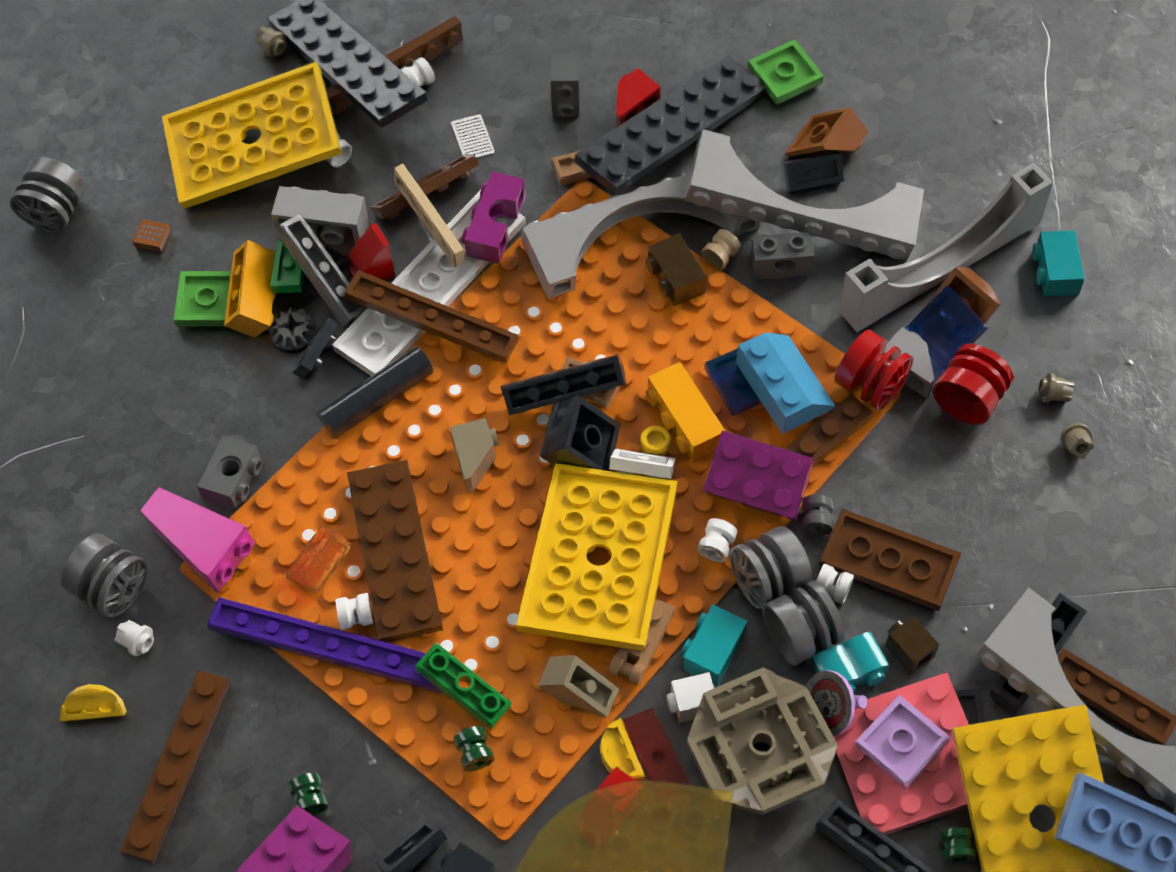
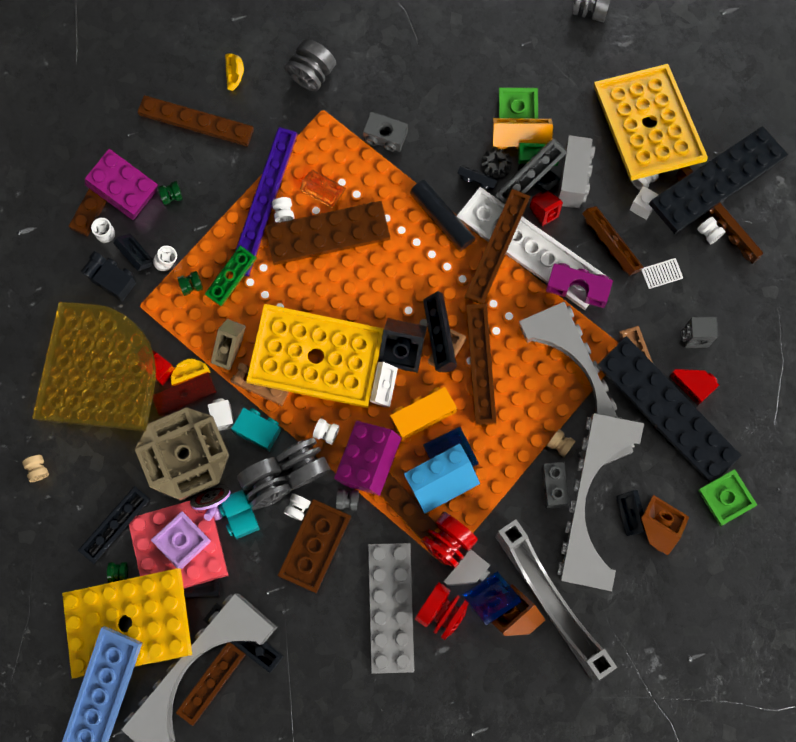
camera: 90 degrees right, 15 degrees up
(134, 637) = (275, 88): white hose -> none
(151, 235) = (570, 68): dark orange tile -> none
(199, 536) = (336, 116): dark pink slope -> none
(272, 42) = (739, 130): dark tan hose -> none
(371, 146) = (641, 203): none -> white brick
(426, 795) = (167, 254): none -> white wheel
(429, 216) = (577, 240): tan tile -> none
(474, 450) = (393, 277): dark tan slope -> none
(609, 340) = (481, 364): none -> reddish brown plate
(655, 441) = (404, 394): yellow tile -> none
(676, 270) = (538, 409): dark brown brick -> none
(911, 644) = (252, 554): dark brown brick -> none
(969, 460) = (391, 608): none -> light grey plate
(1055, 389) = (444, 674): dark tan hose -> none
(1059, 263) = (552, 688): teal brick -> none
(1077, 439) = (402, 684): dark tan hose -> none

